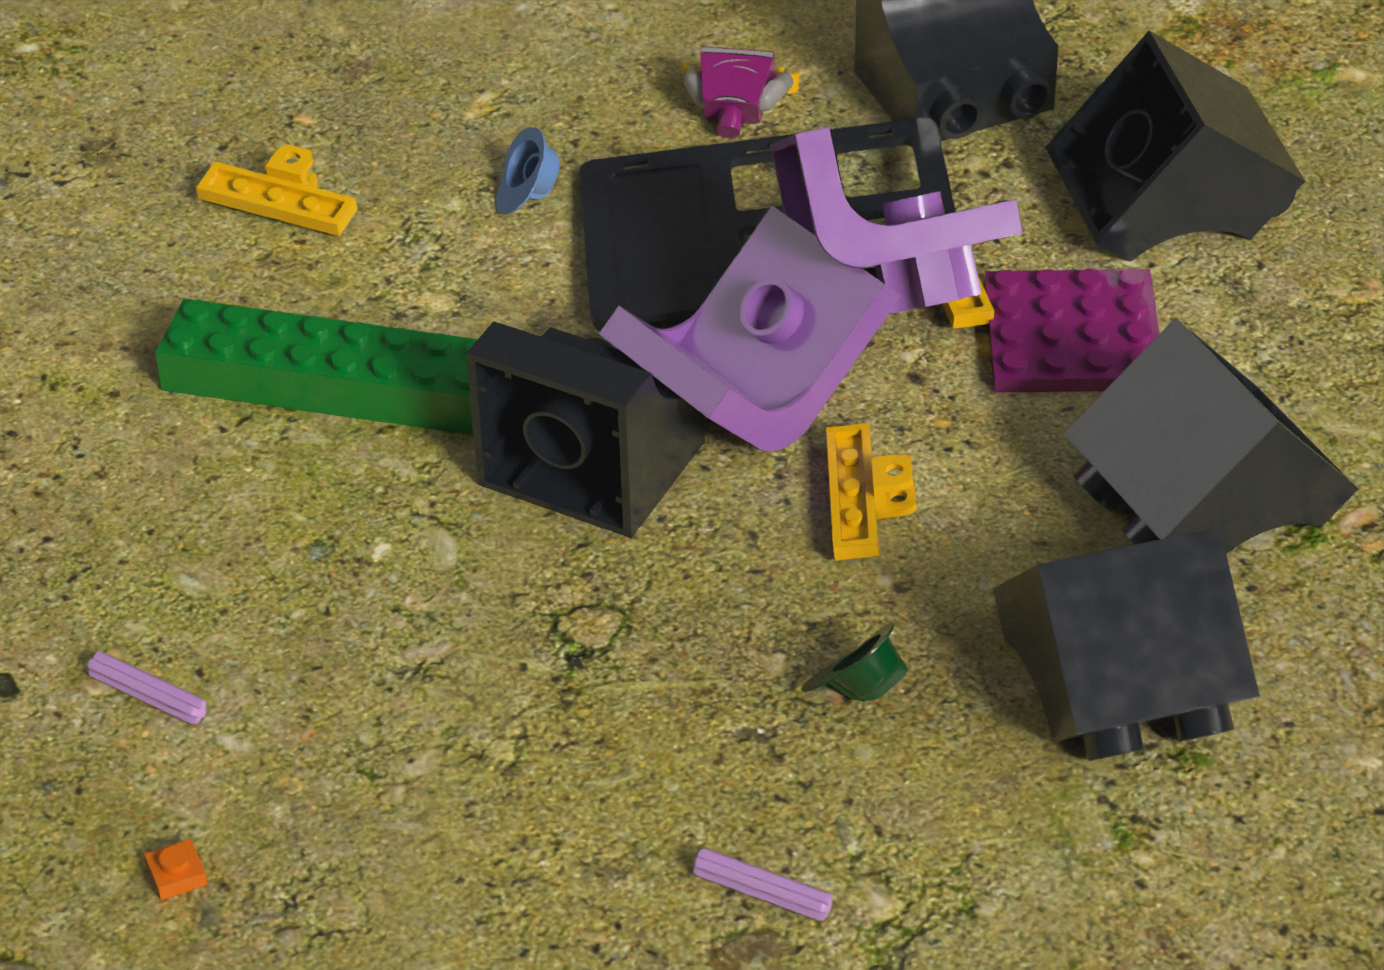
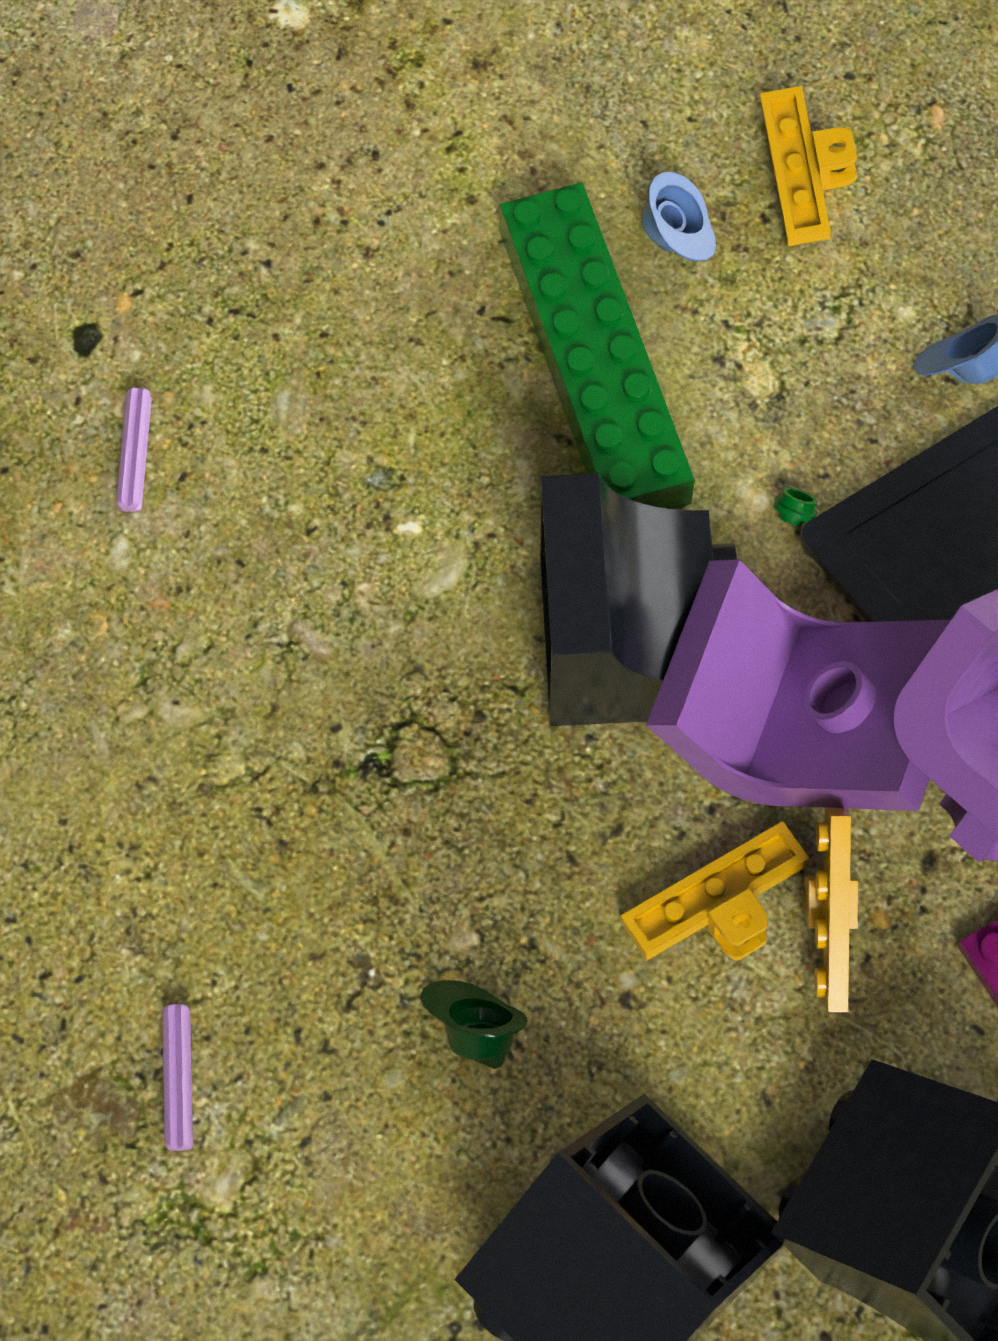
camera: 60 degrees right, 25 degrees up
(260, 278) = (678, 217): none -> medium blue piece
(569, 317) = (795, 506): none -> green plate
(925, 413) = (832, 908): none -> yellow plate

